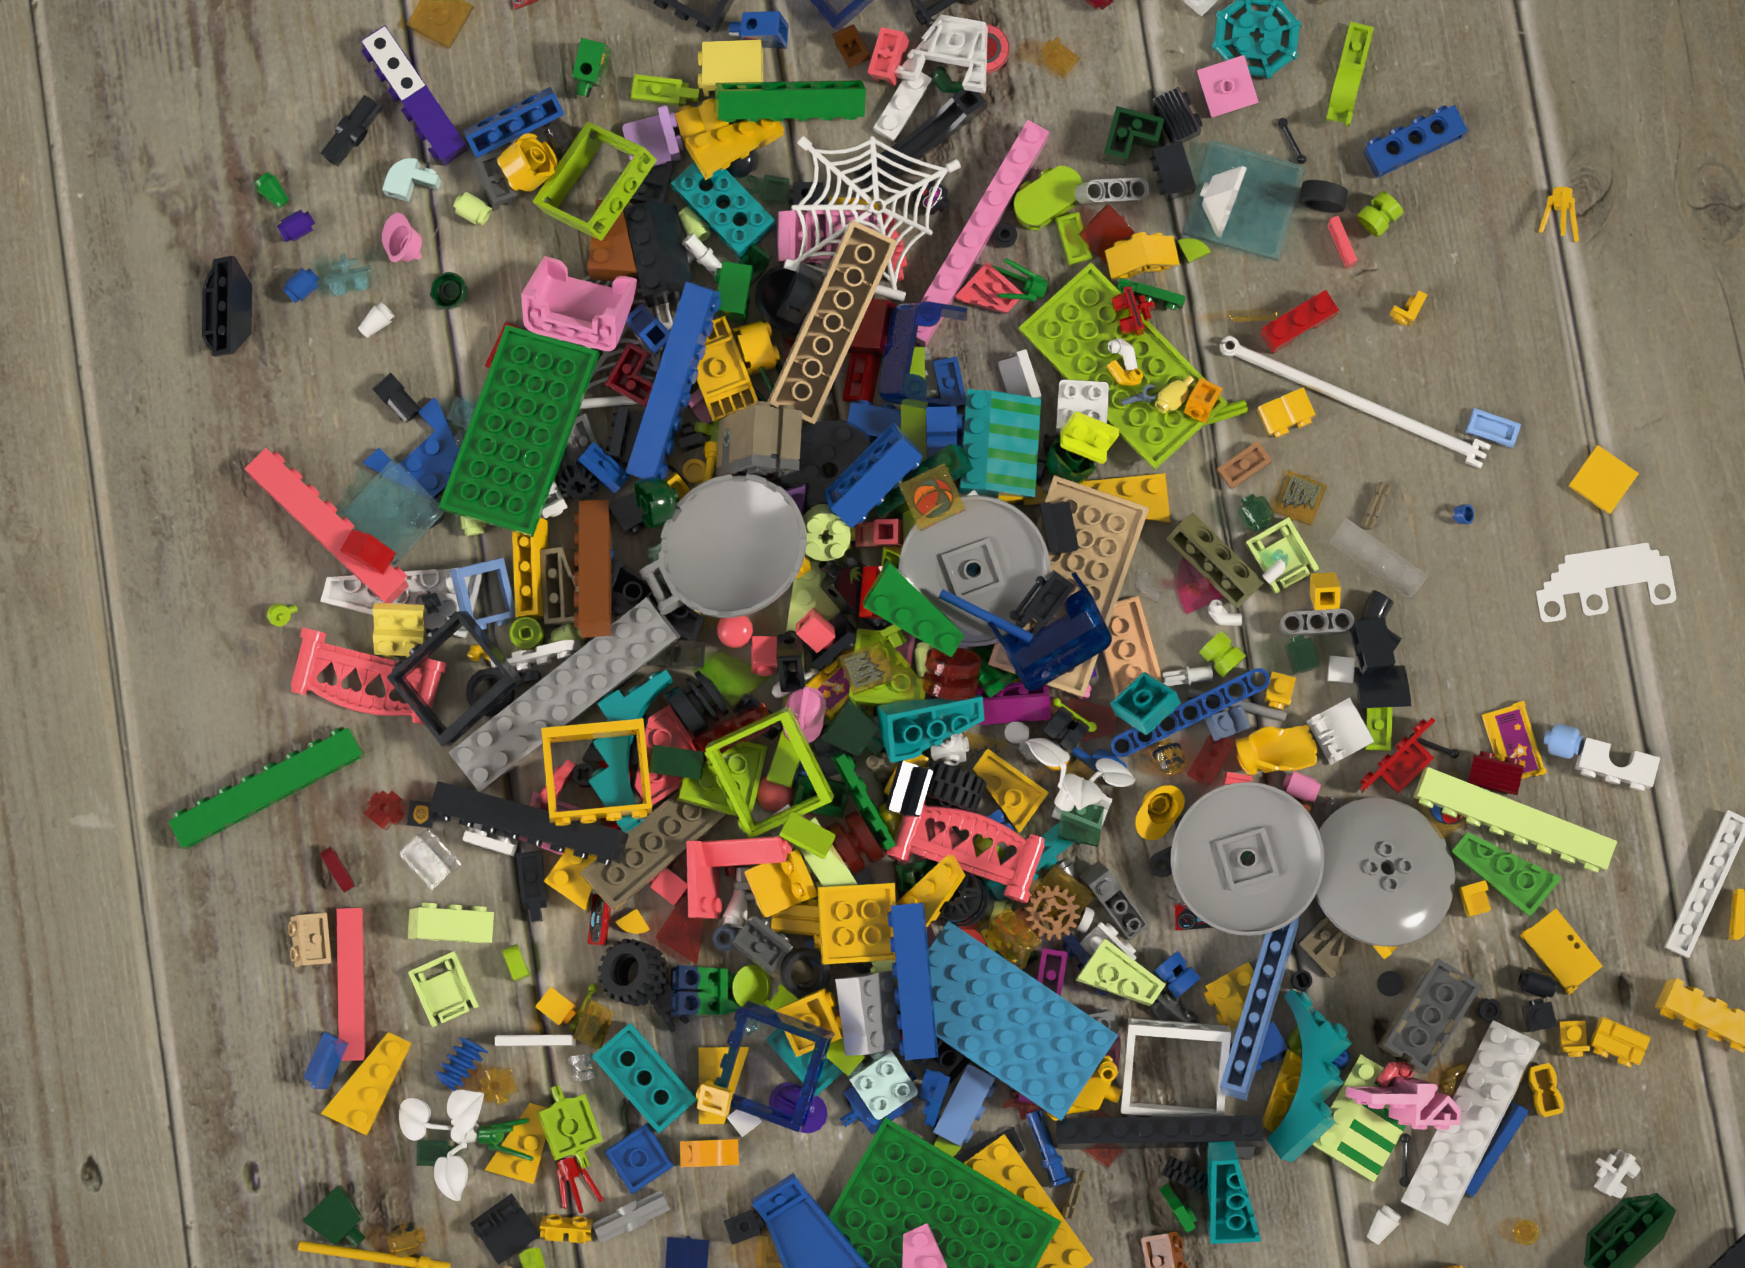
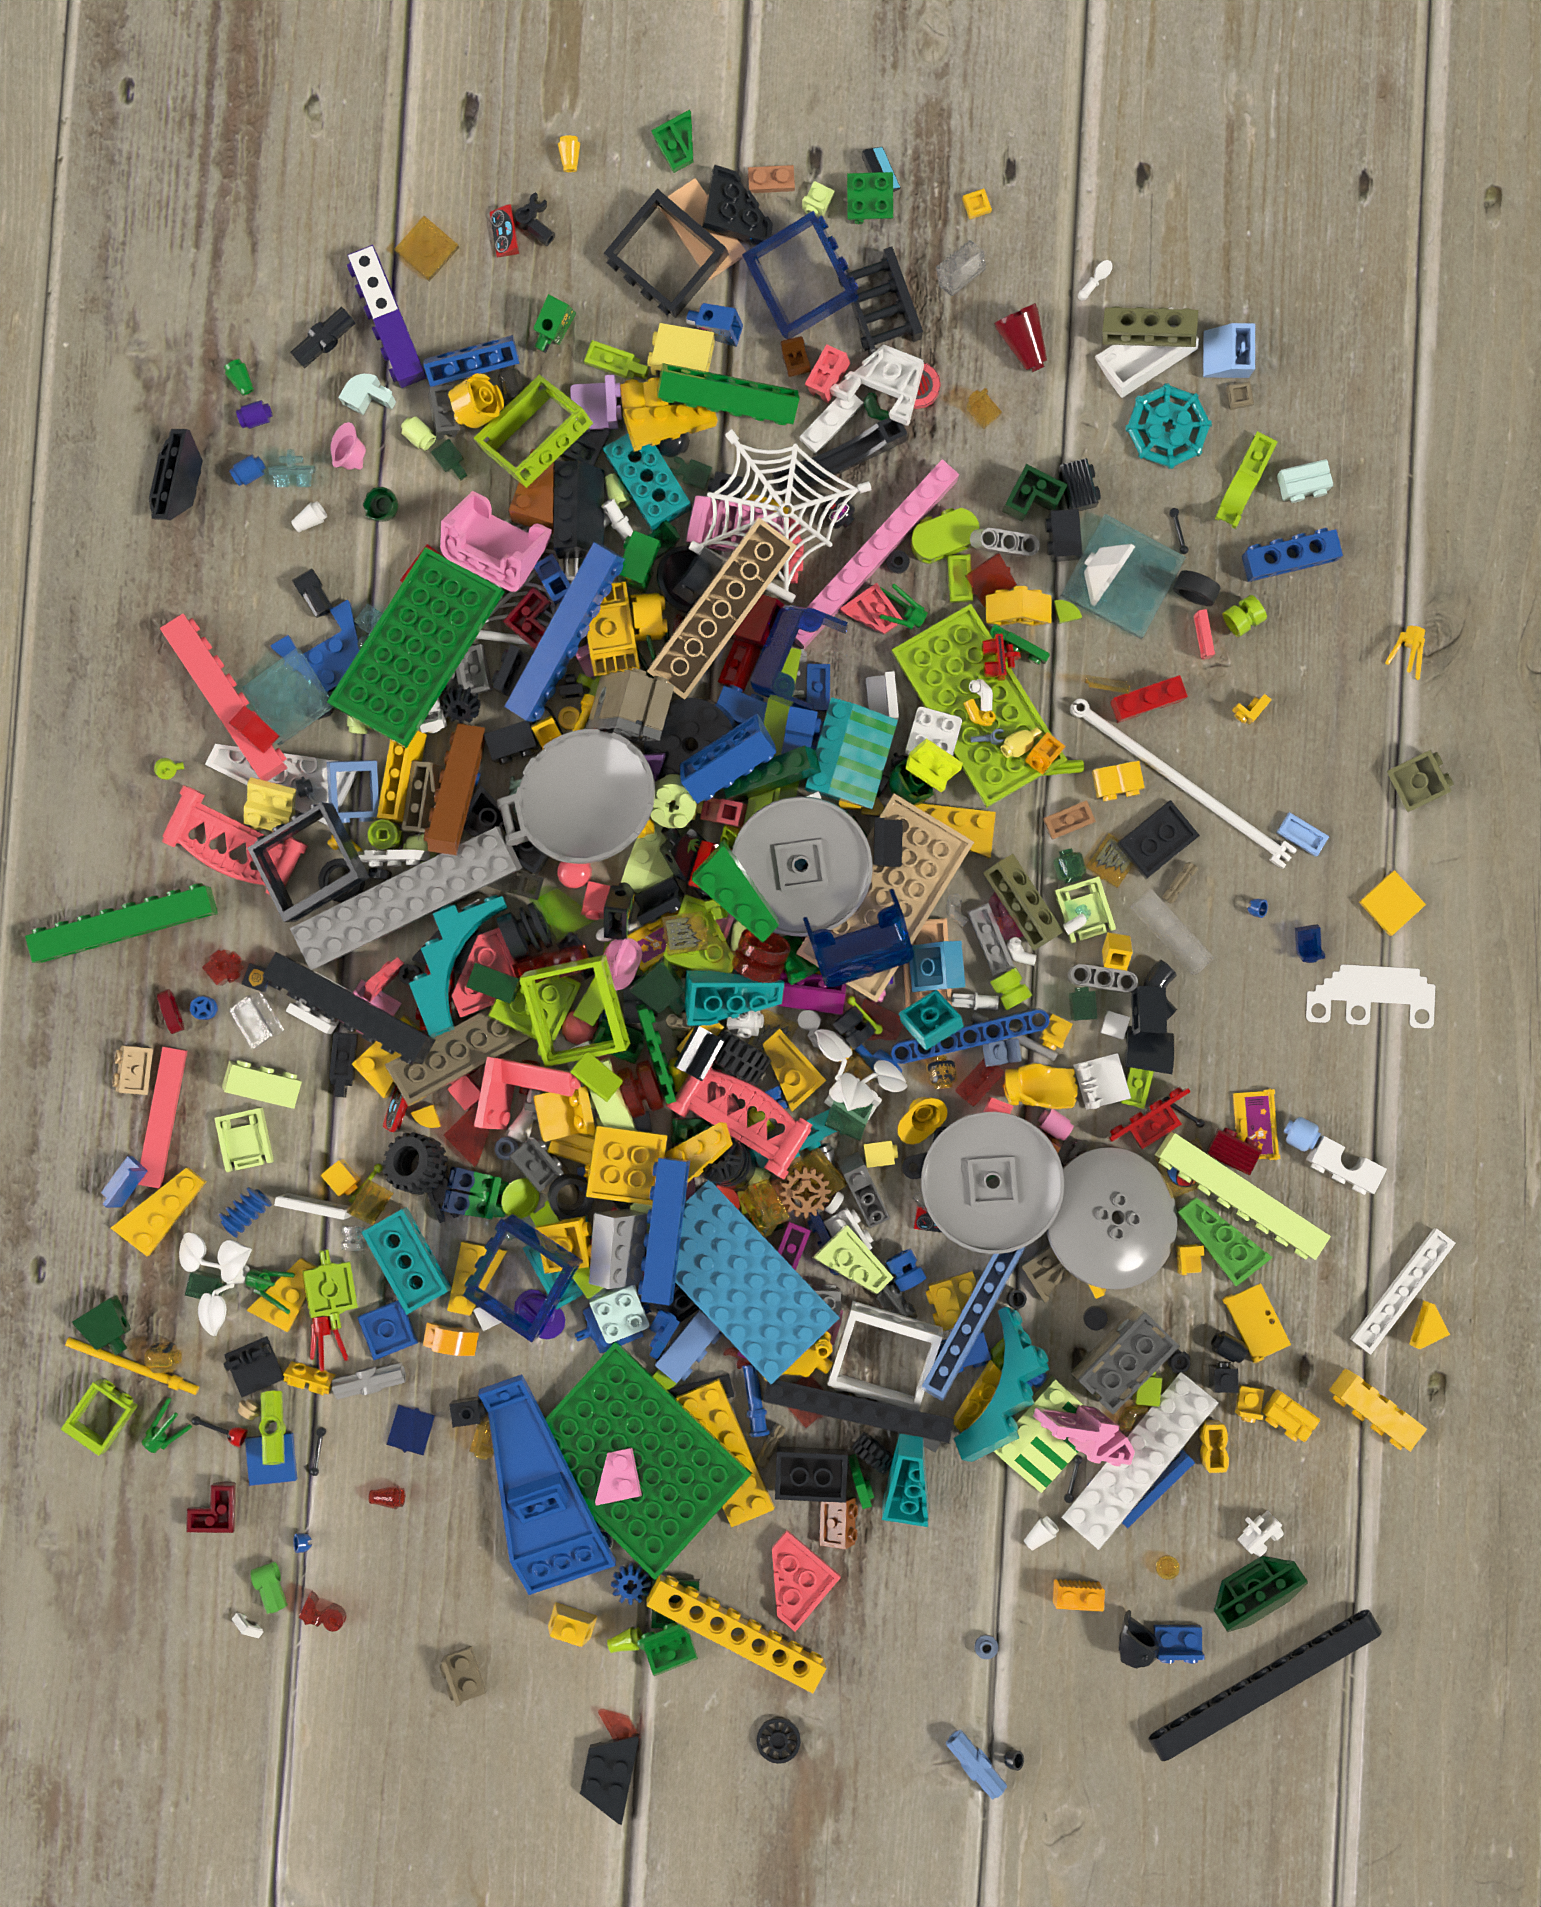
camera: 10 degrees right, 5 degrees up
(368, 856) = (199, 1006): none -> blue wheel
(507, 1085) = (281, 1238): clear yellow brick -> none
(509, 227) = (449, 458): none -> clear green plate
(516, 963) = (313, 1130): lime piece -> none
(595, 731) = (420, 939): yellow window -> none
(603, 467) = (486, 697): blue panel -> none
(656, 500) = (526, 738): dark green cylinder -> none
(714, 1098) = (462, 1295): yellow bracket -> none
(815, 630) = (646, 889): coral brick -> none
(932, 497) = (777, 791): clear yellow tile -> none
(985, 616) = (802, 910): blue bar -> none
(1014, 614) = (829, 914): black hinge -> none
(1046, 602) = (859, 910): black hinge -> none
(1122, 857) = (880, 1153): none -> light yellow brick
(1124, 1213) = (811, 1474): none -> black brick
(1139, 647) = (937, 966): none -> dark azure slope
(1189, 607) = (990, 939): none -> light grey tile
(1227, 86) = (1131, 467): bright pink plate -> none
(1342, 465) = (1158, 839): none -> black tile
(1395, 1070) = (1082, 1400): coral arm -> none
(1411, 61) = (1304, 481): none -> light aqua brick
(1461, 1045) = (1149, 1392): none -> lime brick
(1525, 540) = (1309, 943): none -> clear blue bracket
(1602, 345) = (1420, 780): none -> olive plate

